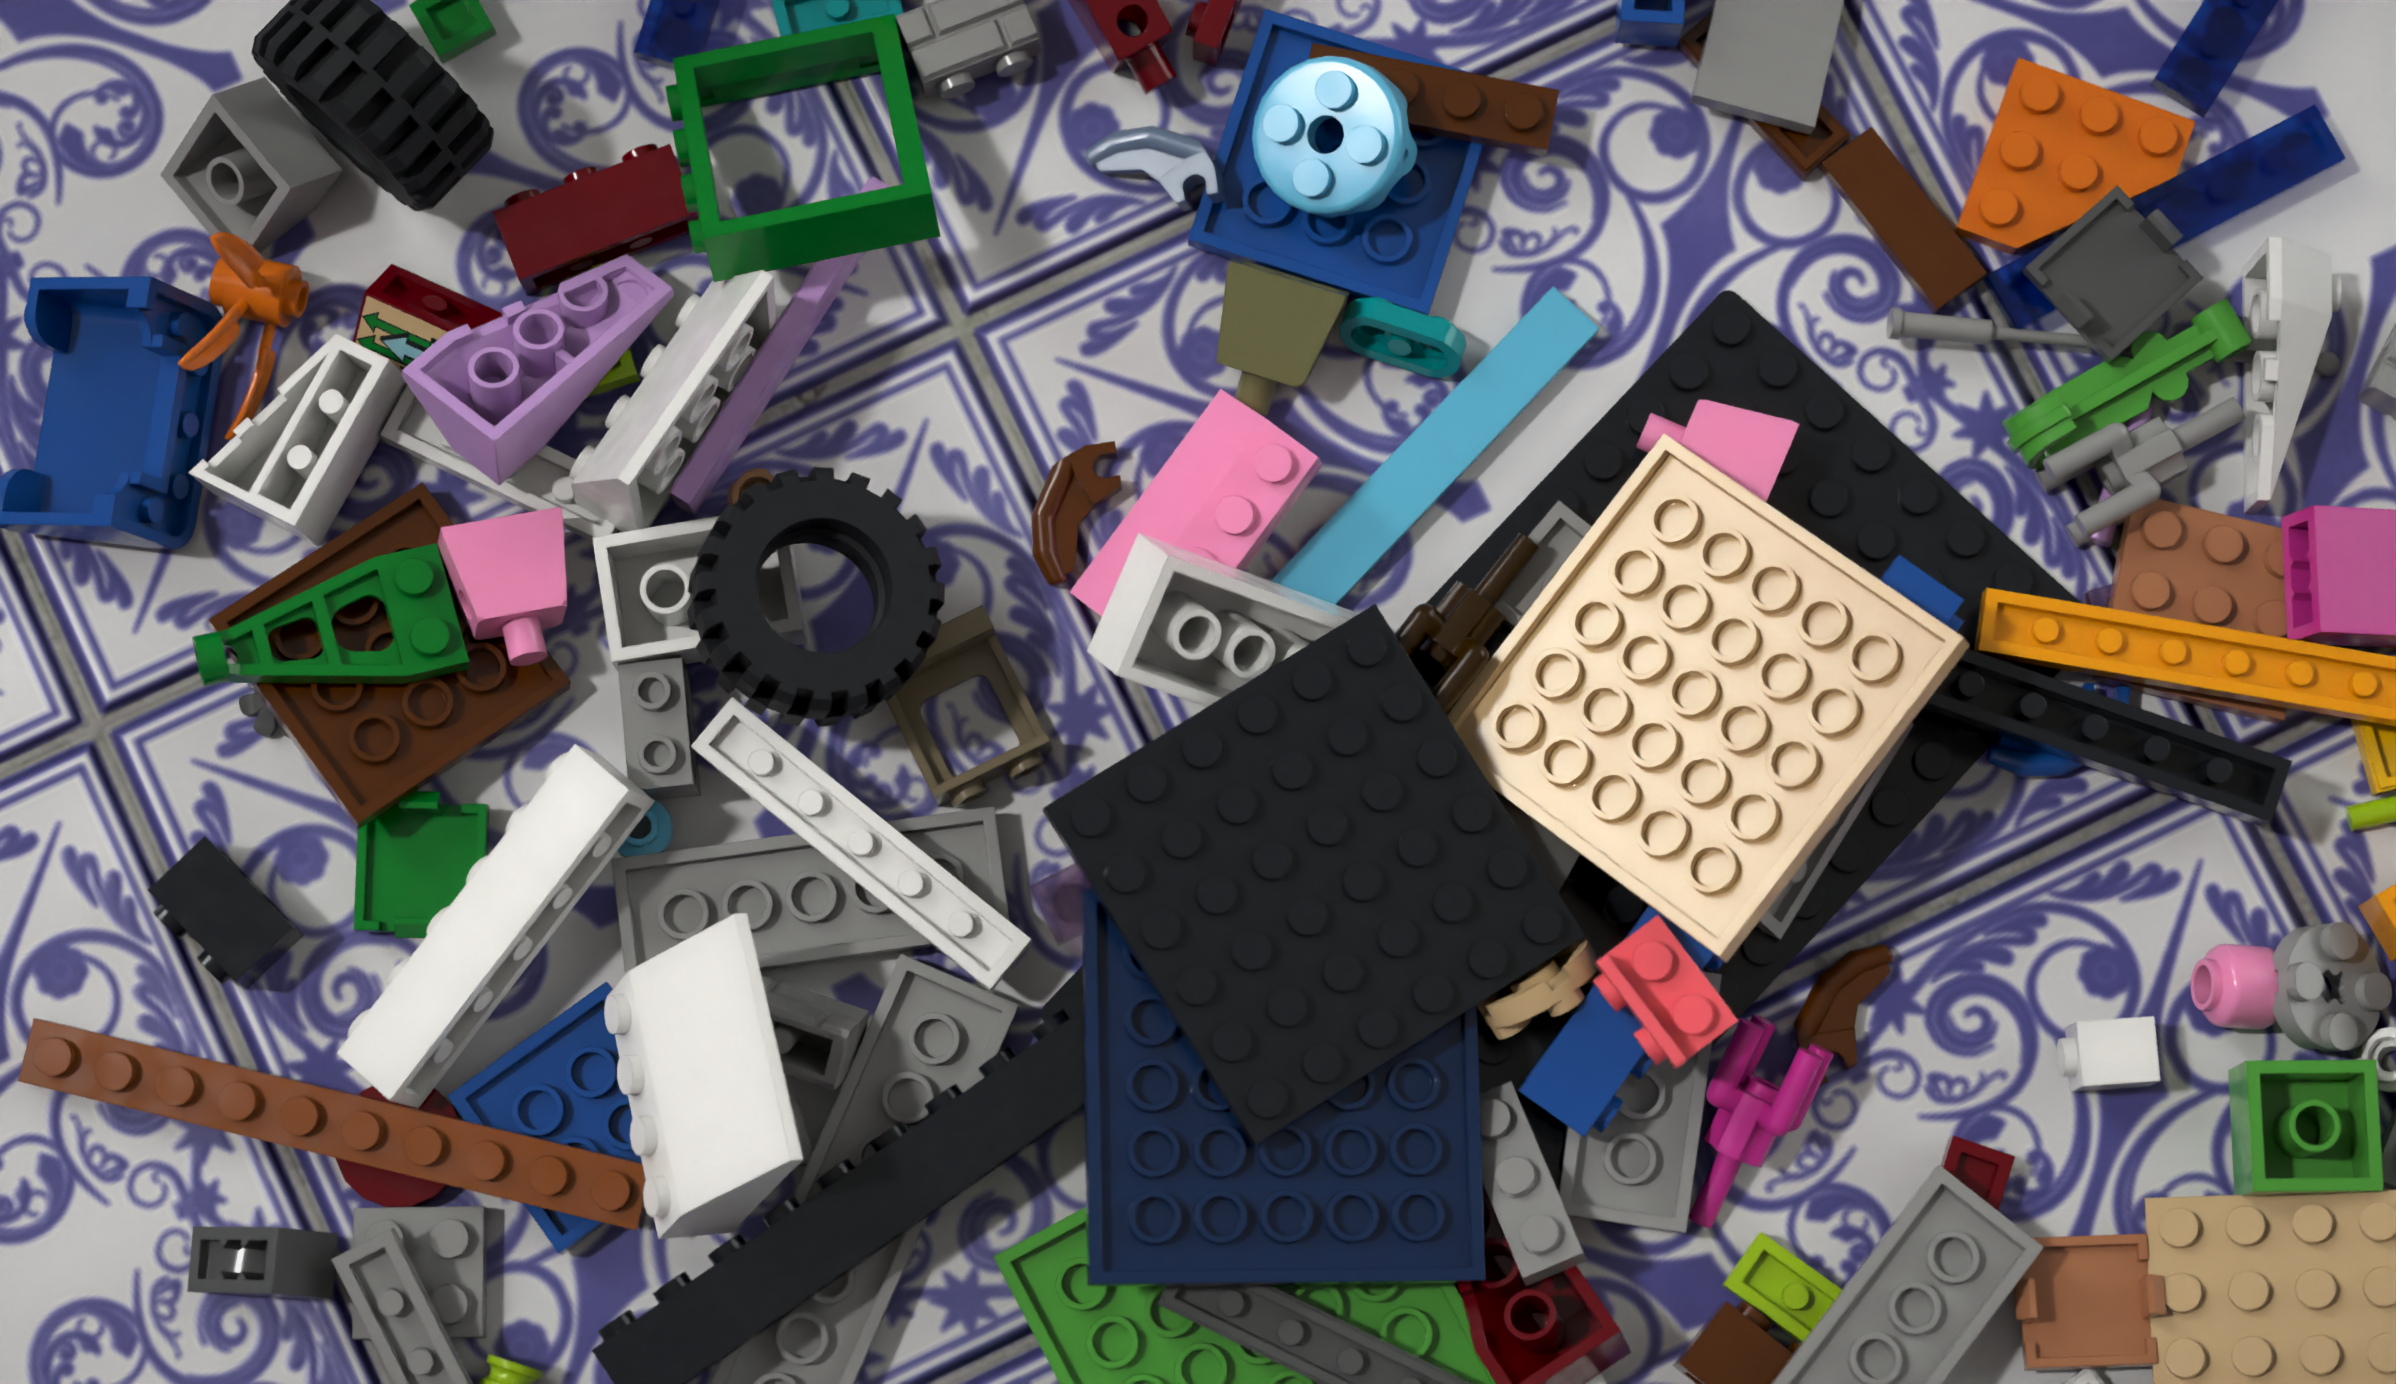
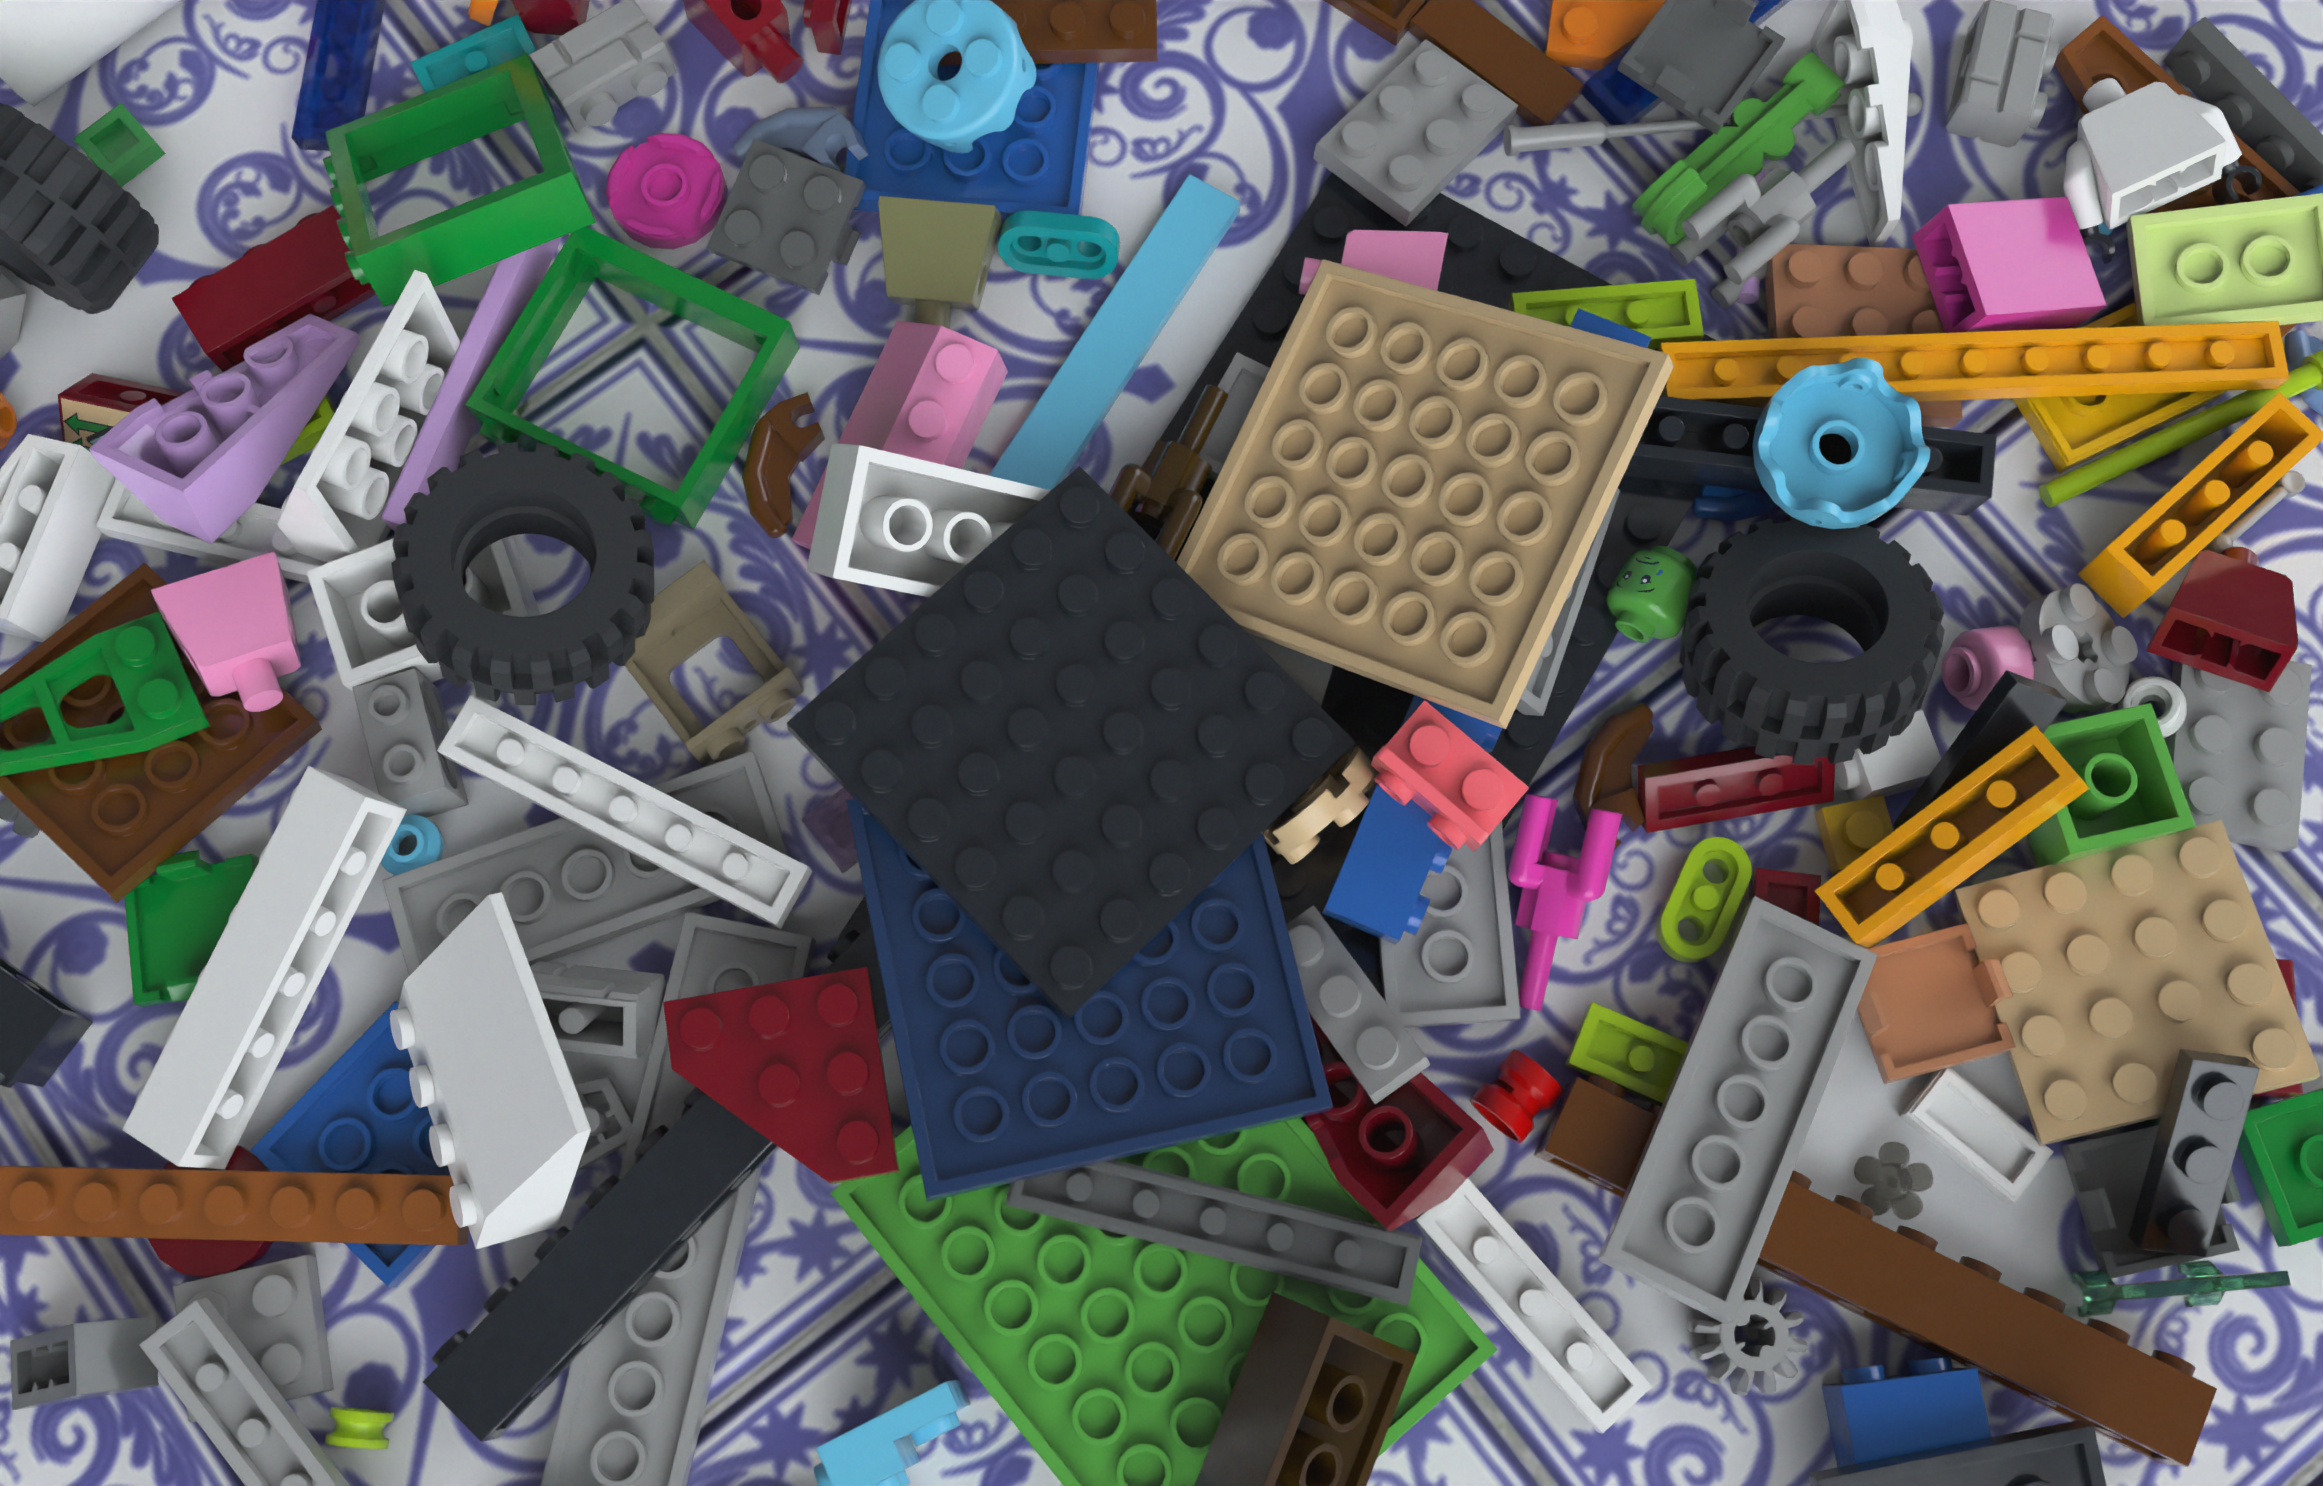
camera: 10 degrees left, 5 degrees down
(987, 1132) = (796, 1067): none -> dark red plate
(1002, 308) = (551, 307): none -> green window
(1008, 186) = (666, 191): none -> dark pink tile
(1129, 249) = (788, 217): none -> dark grey piece
(1666, 1305) = (1516, 1096): none -> red wheel
(1798, 290) = (1415, 132): none -> light grey plate
(1894, 1155) = (1703, 902): none -> lime plate
(1921, 839) = (1652, 594): none -> bright green head
(1944, 541) = (1658, 309): none -> lime plate
(1956, 1047) = (1728, 787): none -> dark red plate
(2065, 1122) = (1852, 829): none -> yellow plate
(2072, 850) = (1795, 703): none -> black tyre
(2142, 1152) = (1951, 838): none -> light orange brick
(2172, 736) = (1865, 411): none -> medium azure plate
(2191, 1082) = (2003, 716): none -> black tile

